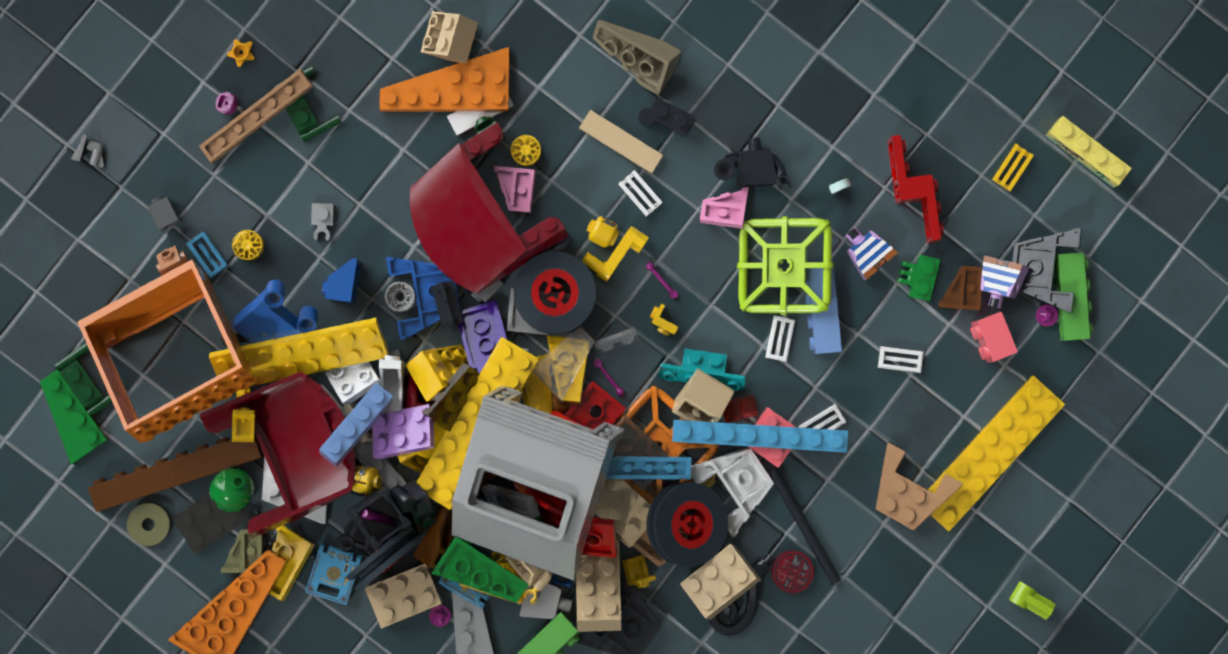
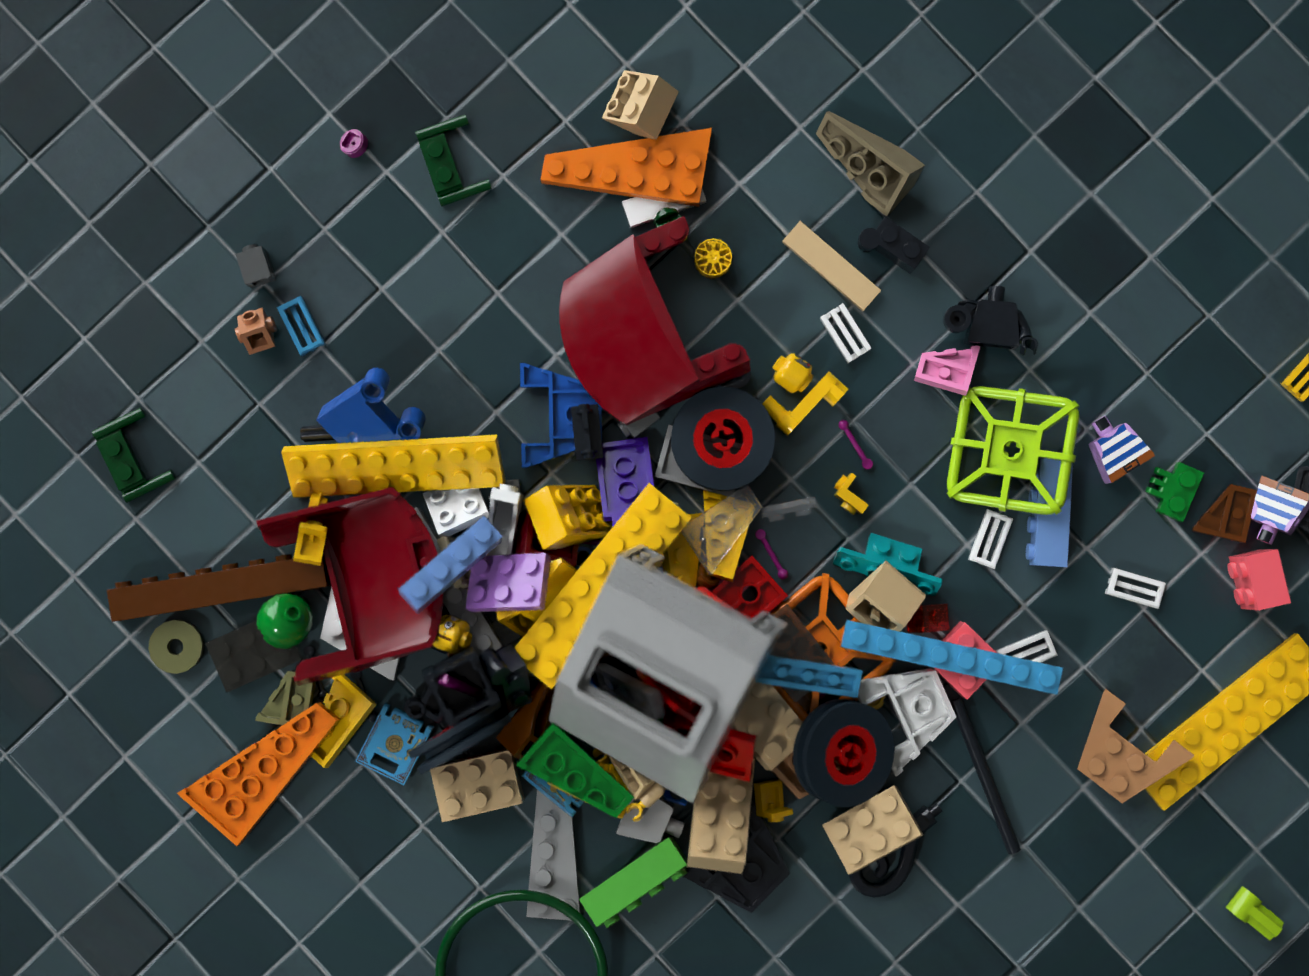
camera: 10 degrees right, 0 degrees up
(76, 427) = (105, 513): green wing -> none
(95, 147) = (183, 184): light grey piece -> none
(144, 309) = (202, 383): orange door -> none
(240, 58) = (376, 79): light orange plate -> none
(248, 245) = (353, 322): yellow wheel -> none
(256, 116) = (388, 164): medium nougat tile -> none
(322, 216) = (449, 301): light grey plate -> none
(343, 283) = (462, 386): blue slope -> none
(393, 291) = (522, 406): light grey wheel -> none
(440, 615) = (518, 816): magenta tile -> none
(450, 402) = (572, 556): dark brown wing -> none
(517, 187) = (695, 302): bright pink wing -> none
(792, 571) = (962, 830): tile -> none
(840, 185) = (1094, 361): light aqua tile -> none
(915, 189) = (1189, 380): red bracket -> none

